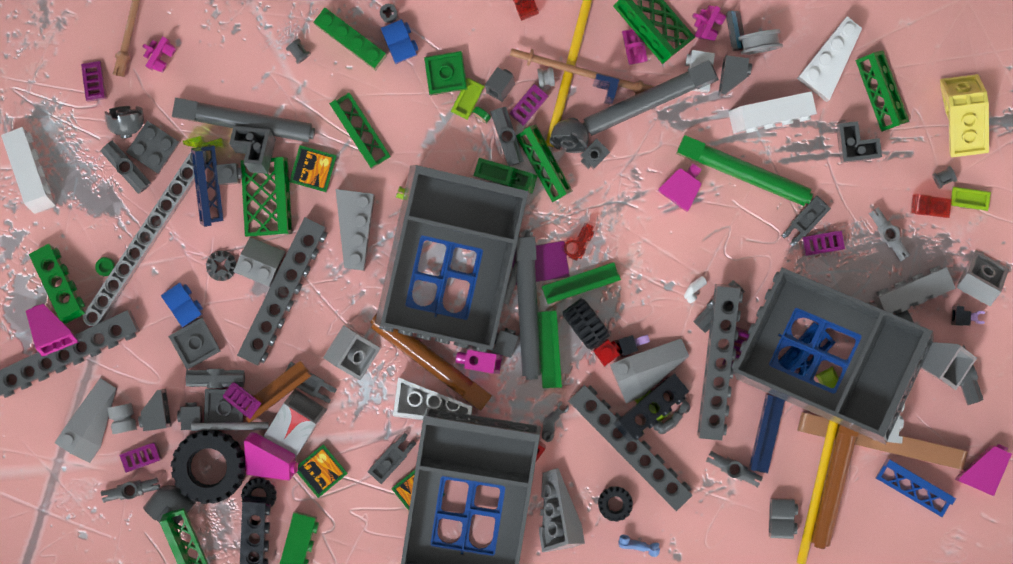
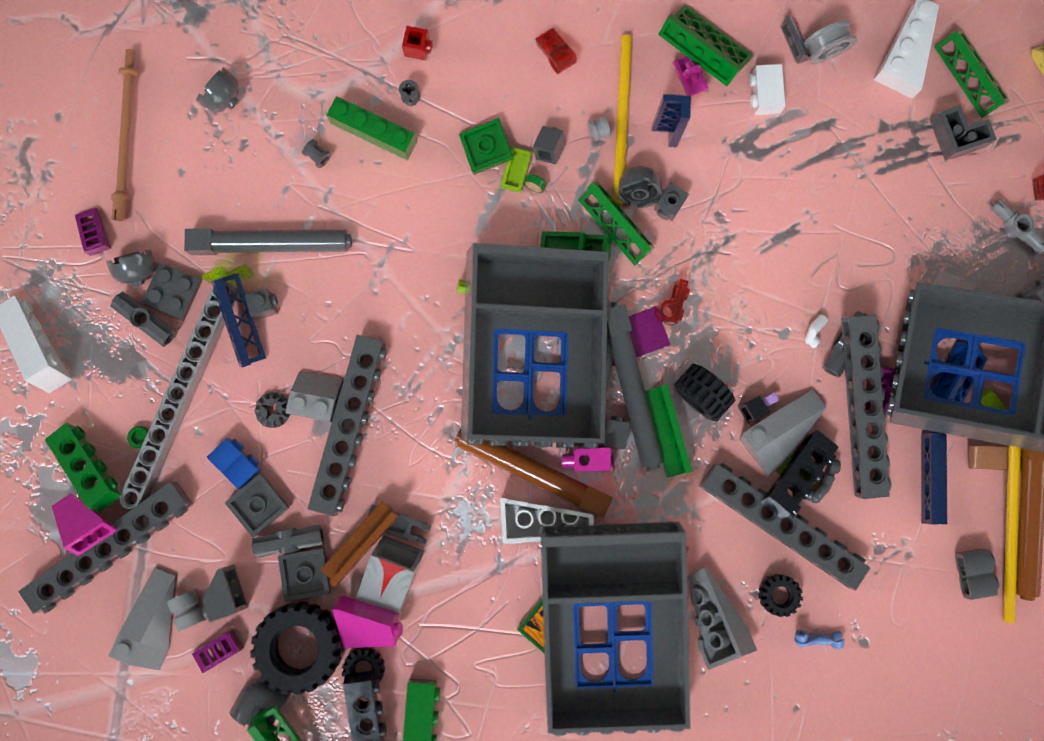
camera: 15 degrees left, 5 degrees down
(120, 491) = (201, 699): dark grey pin -> none
(163, 46) = (156, 184): dark pink hips -> none
(189, 414) = (267, 592): dark grey brick -> none
(230, 426) = (313, 594): light grey bar -> none
(240, 399) = (319, 559): magenta slope -> none
(256, 145) = (285, 265): dark grey brick -> none
(282, 200) = (327, 314): green fence -> none
(313, 168) = (357, 280): tile -> none
(321, 471) = (431, 625): tile -> none
(351, 352) = (440, 480): light grey slope -> none
(354, 135) = (396, 233): green fence -> none
(355, 219) = (416, 330): light grey wedge -> none
(390, 460) = (509, 596): dark grey hinge -> none
(399, 41) = (427, 121): blue brick -> none
(503, 124) = (562, 189): dark grey piece -> none
(539, 92) = (593, 145): magenta slope -> none
(549, 423) = (683, 514): dark grey arm -> none
(580, 283) = (686, 349): green fence -> none
(607, 352) = (733, 421): red brick -> none
(637, 87) = (703, 120): nougat bar -> none
(682, 187) = (777, 220): dark pink torso -> none
(693, 79) = (769, 92): dark grey brick -> none
(705, 21) = (762, 33): dark pink hips -> none
(733, 73) = (806, 80): dark grey slope -> none
(742, 170) = (784, 176): green brick -> none
(743, 474) = (918, 531): dark grey pin -> none
(772, 112) = (858, 118): white wedge -> none
(807, 219) = (923, 228): dark grey hinge -> none
(839, 237) = (962, 245): magenta slope -> none

